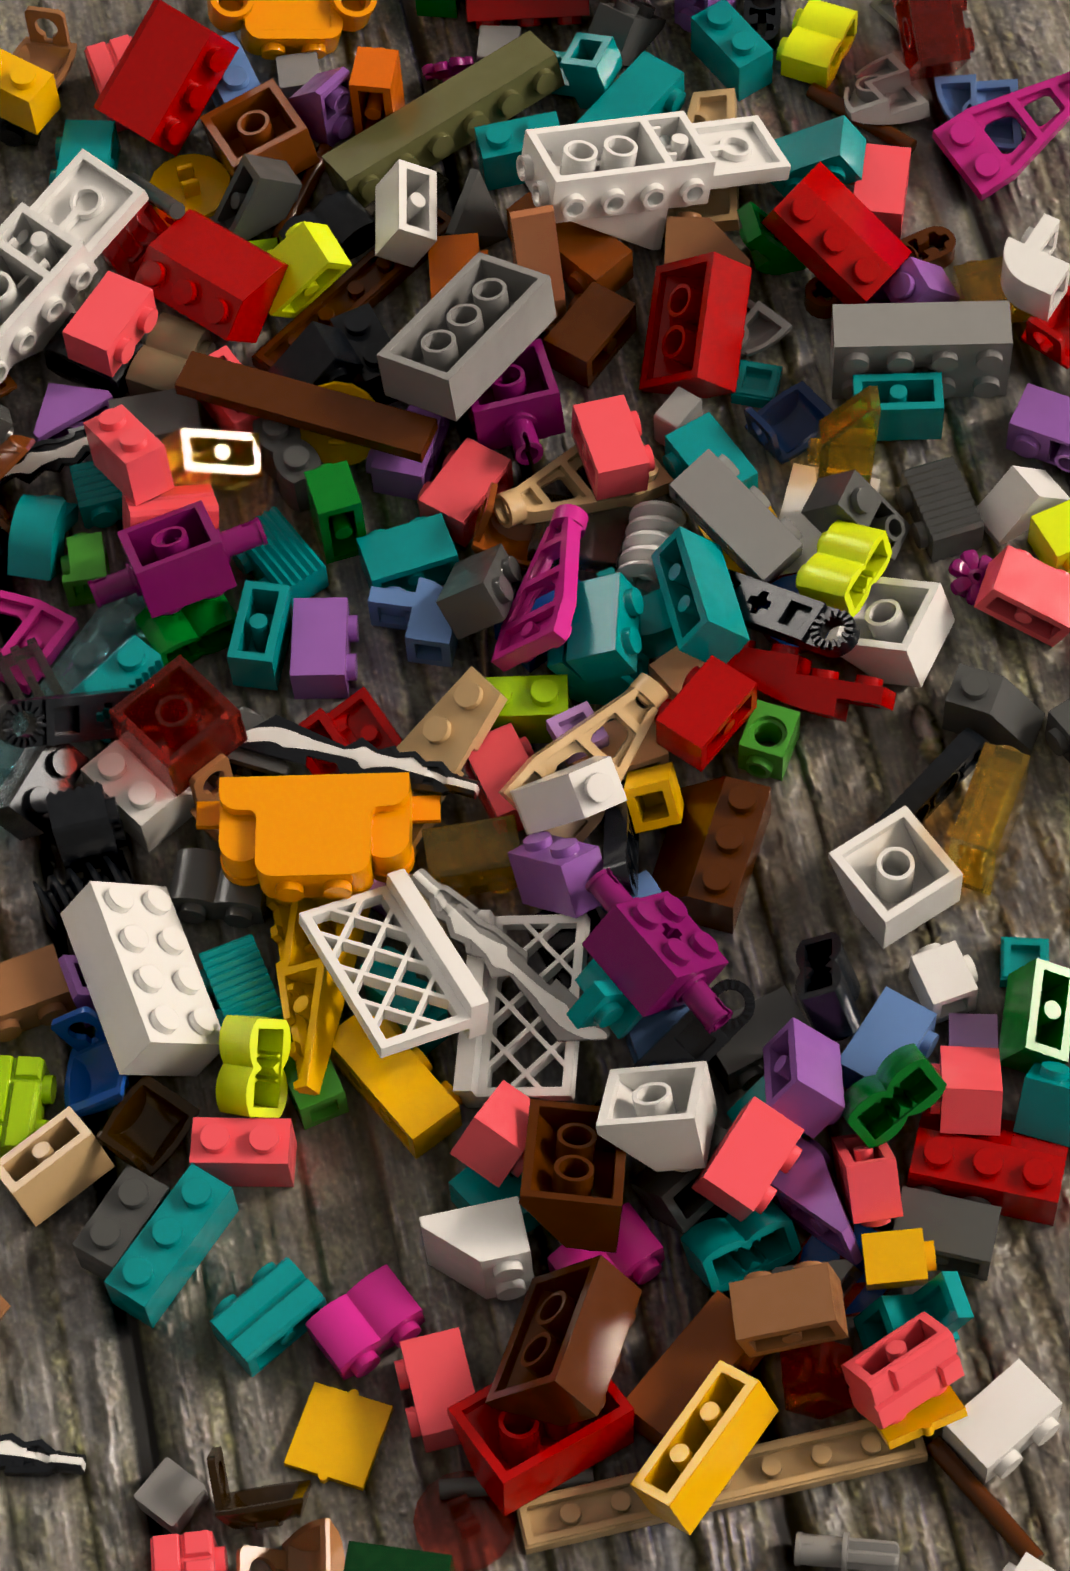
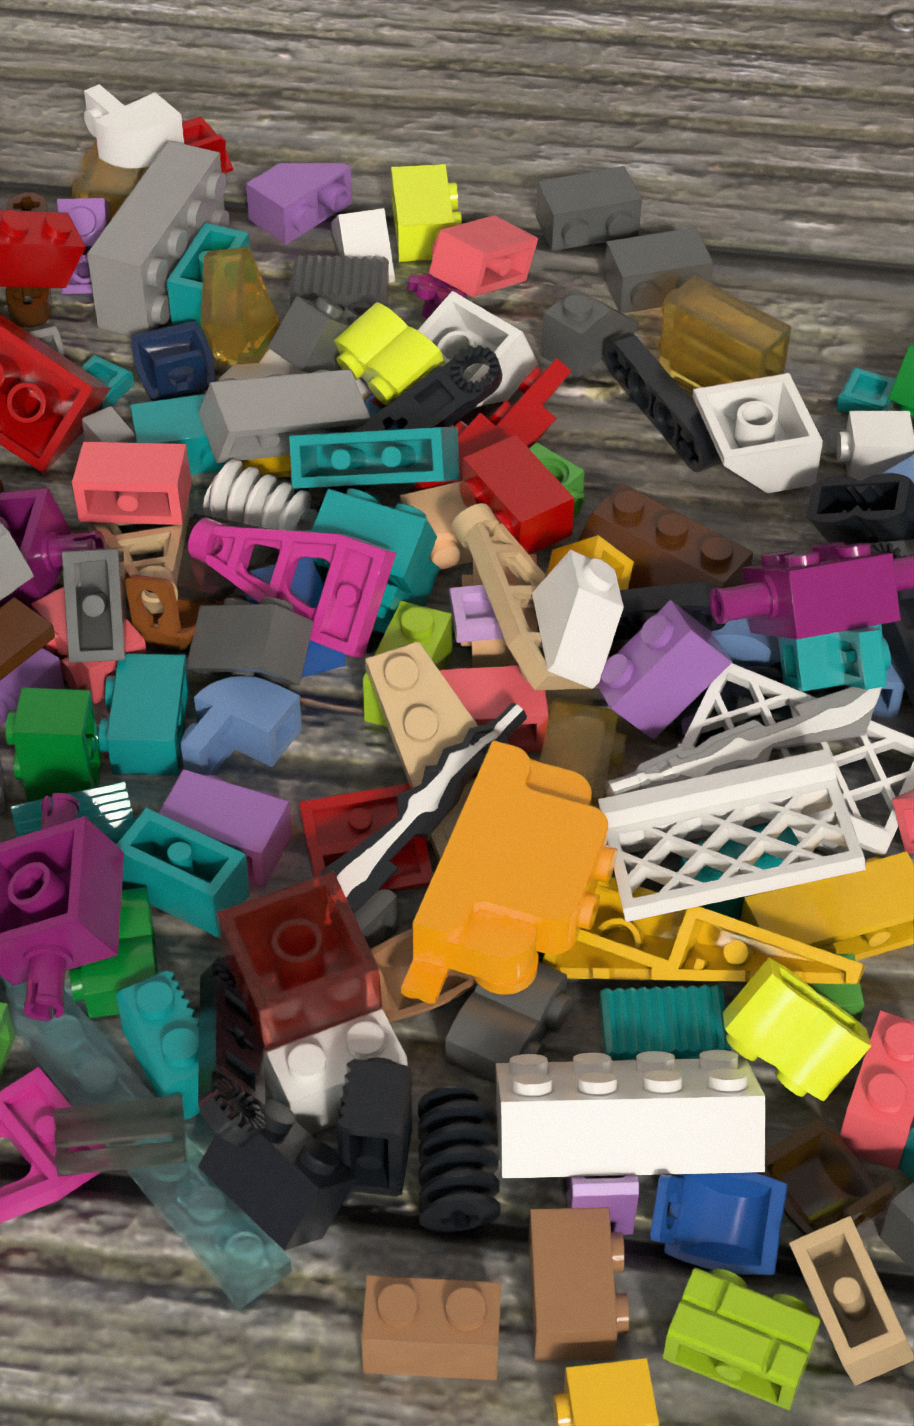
camera: 75 degrees left, 10 degrees down
(466, 470) = (95, 604): none -> dark grey slope

